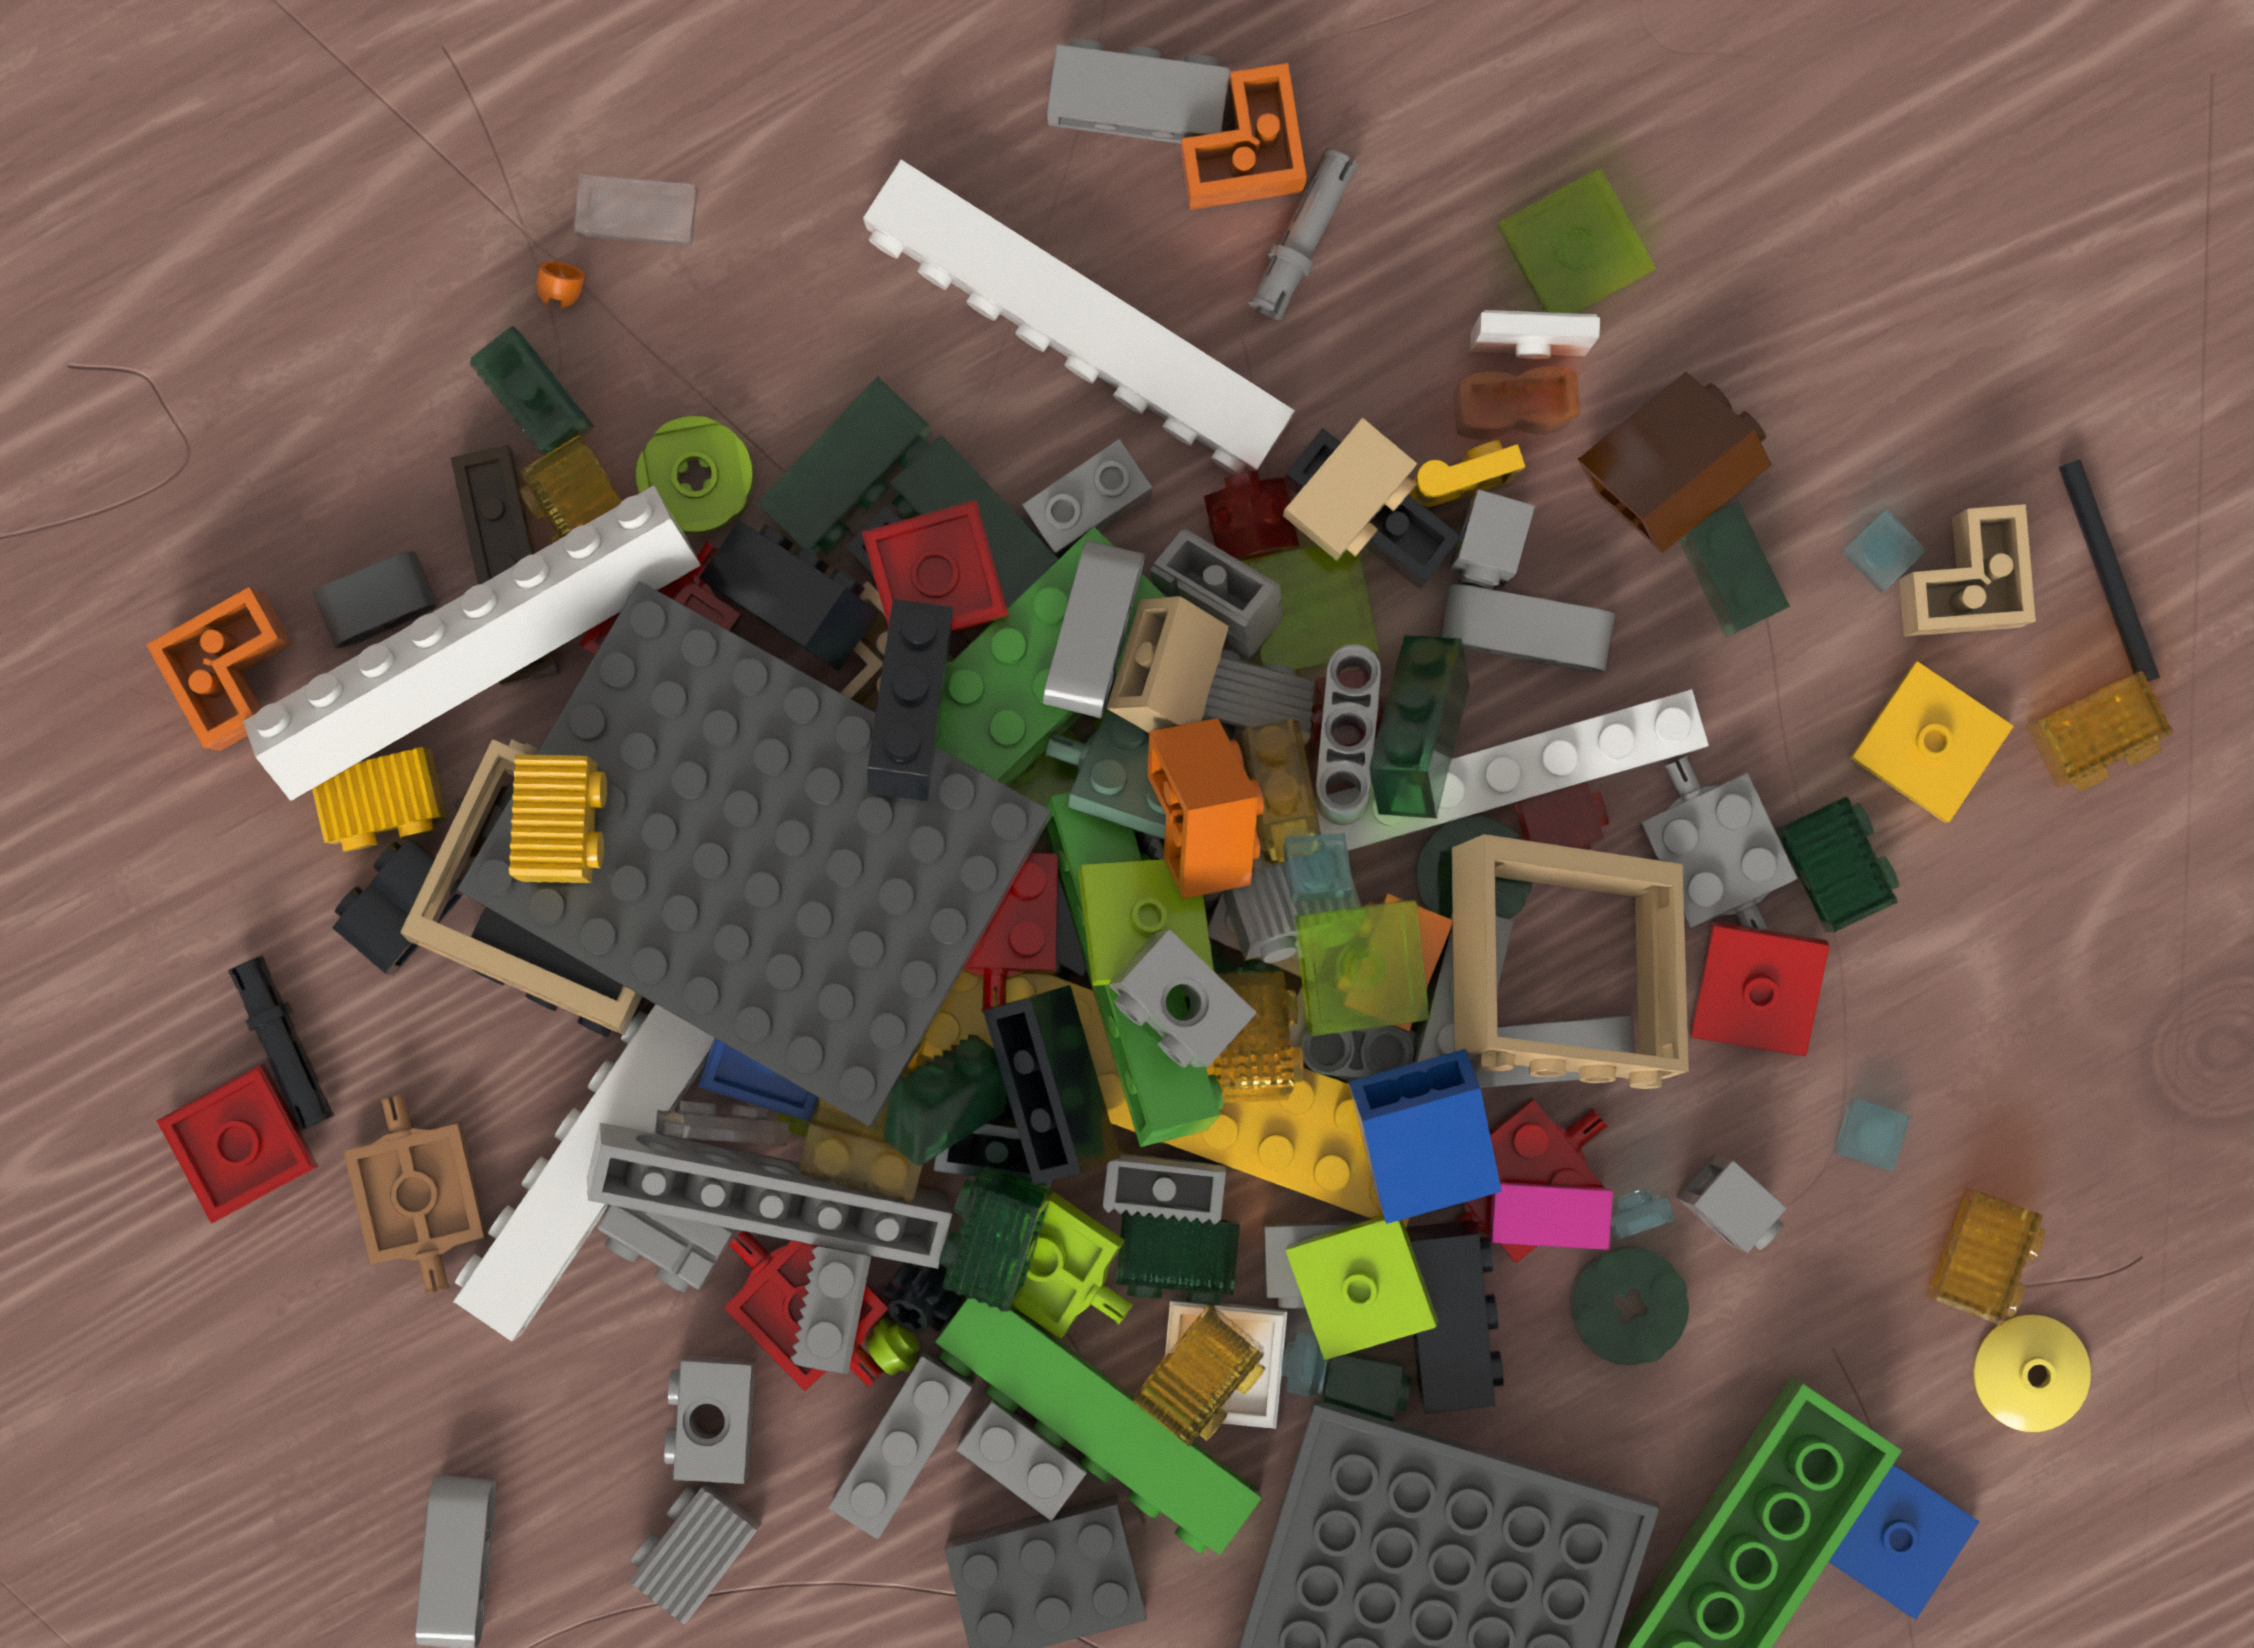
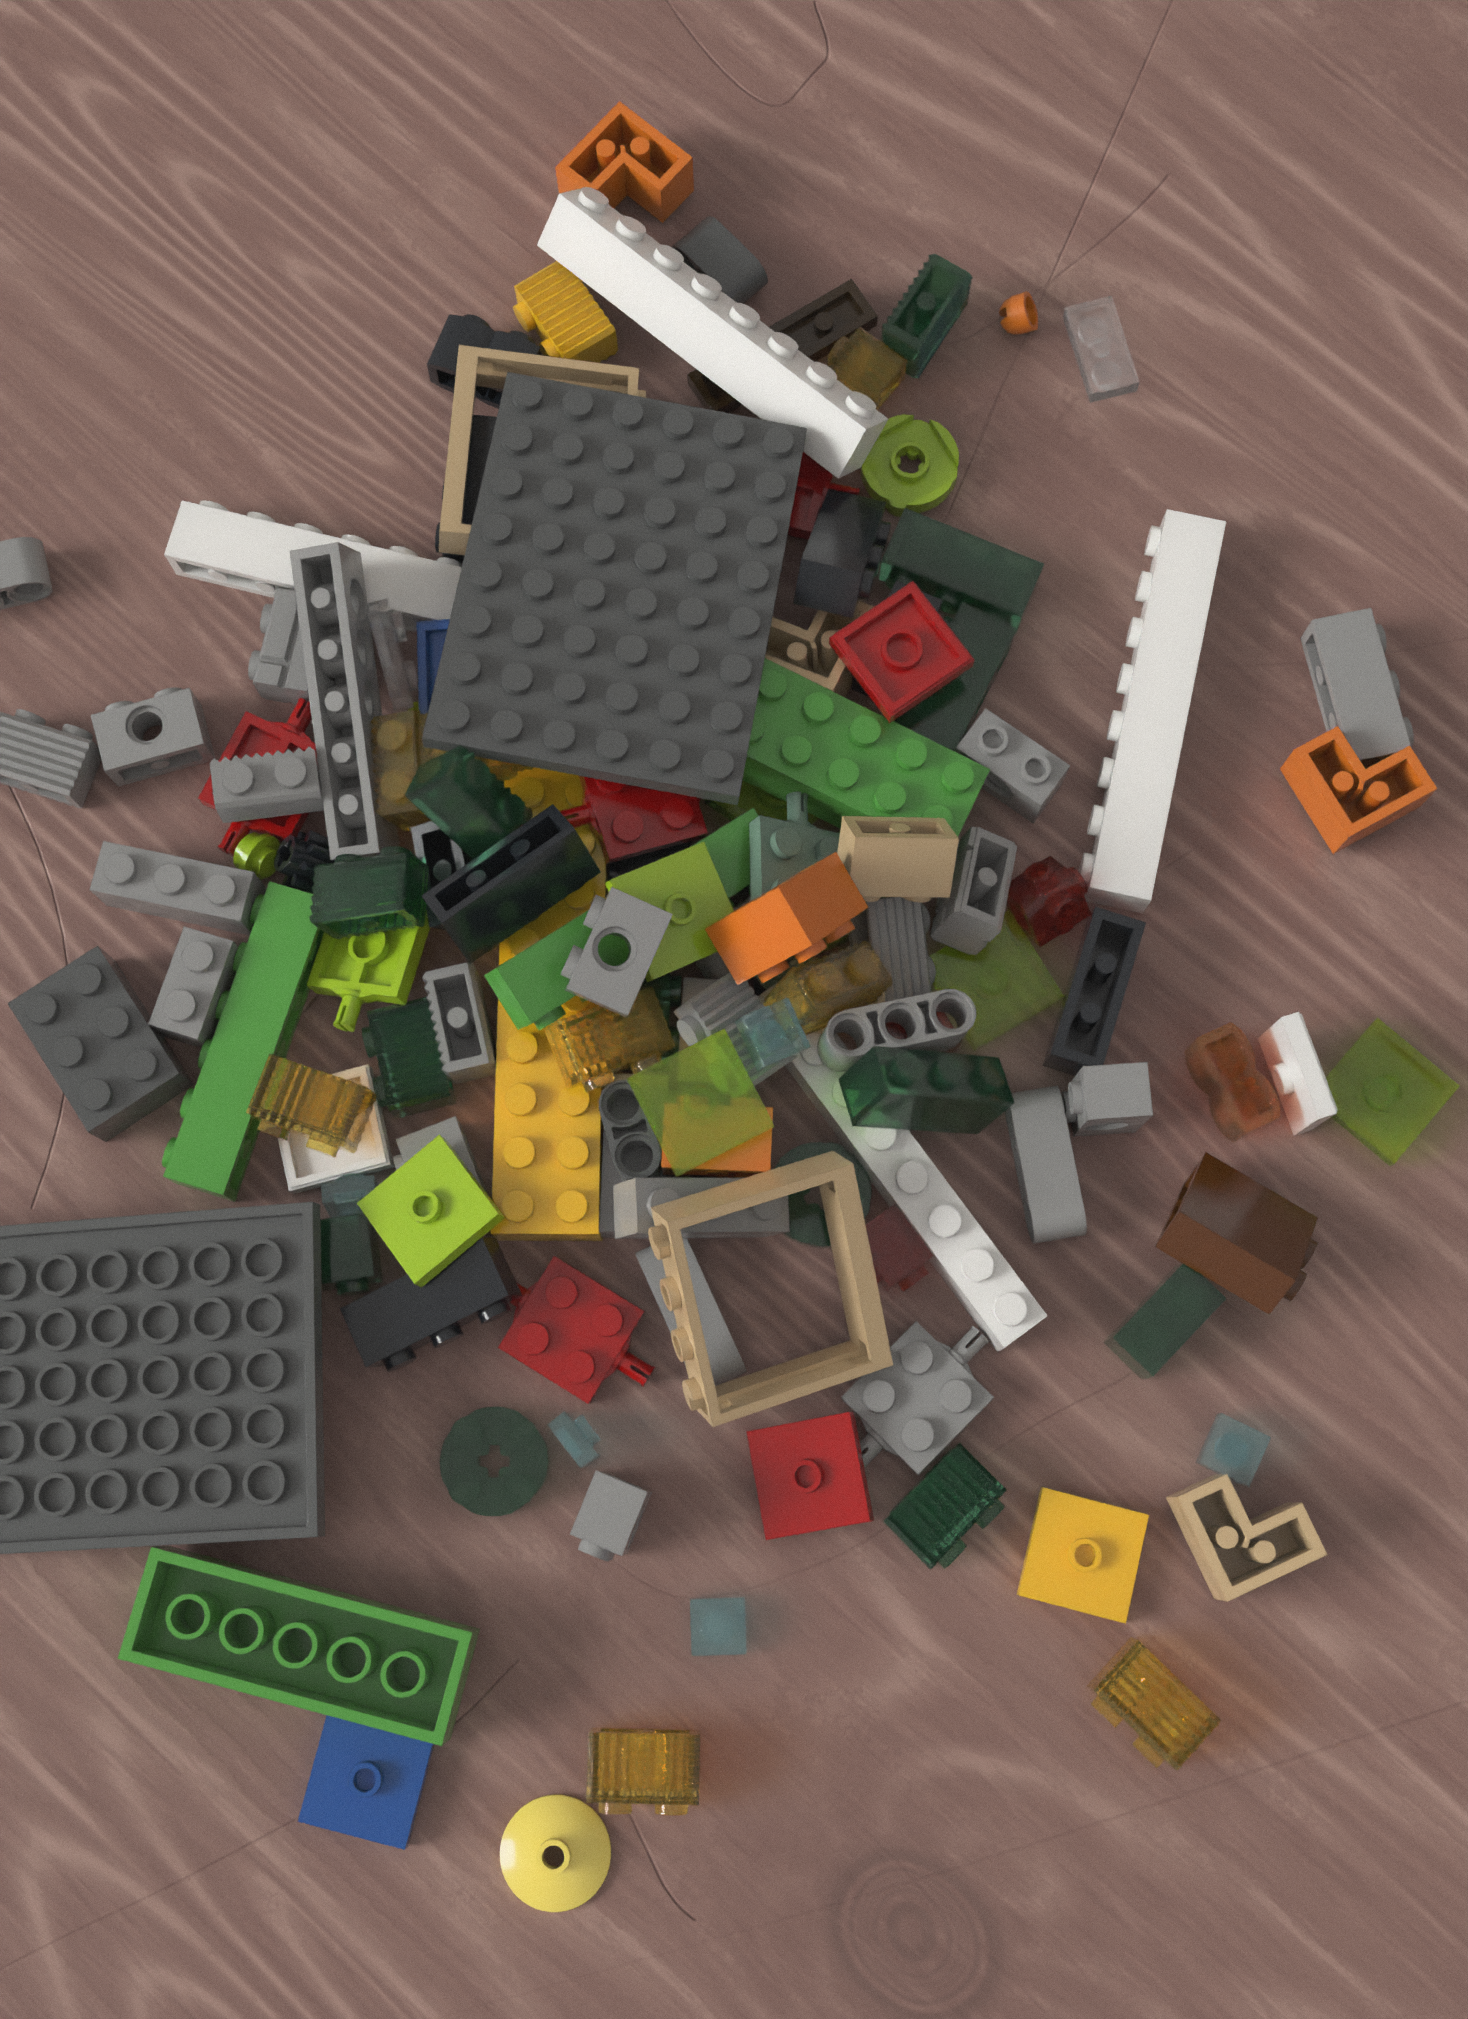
camera: 75 degrees right, 10 degrees down
(237, 1143) = (258, 312): red plate -> none
(280, 1041) = (361, 304): black pin -> none
(415, 1193) = (262, 452): medium nougat plate -> none
(556, 818) = (588, 412): yellow brick -> none
(910, 700) = (787, 648): black brick -> none
(1093, 628) = (905, 784): light grey beam -> none
(1293, 254) = (1299, 864): light grey pin -> none
(1351, 490) = (1103, 958): tan brick -> none
(1425, 1136) = (573, 1206): blue brick -> none
(1482, 469) = (1168, 1068): yellow plate -> none
(1551, 1216) = (547, 1358): dark pink tile -> none
(2108, 569) = (1297, 1662): black bar -> none

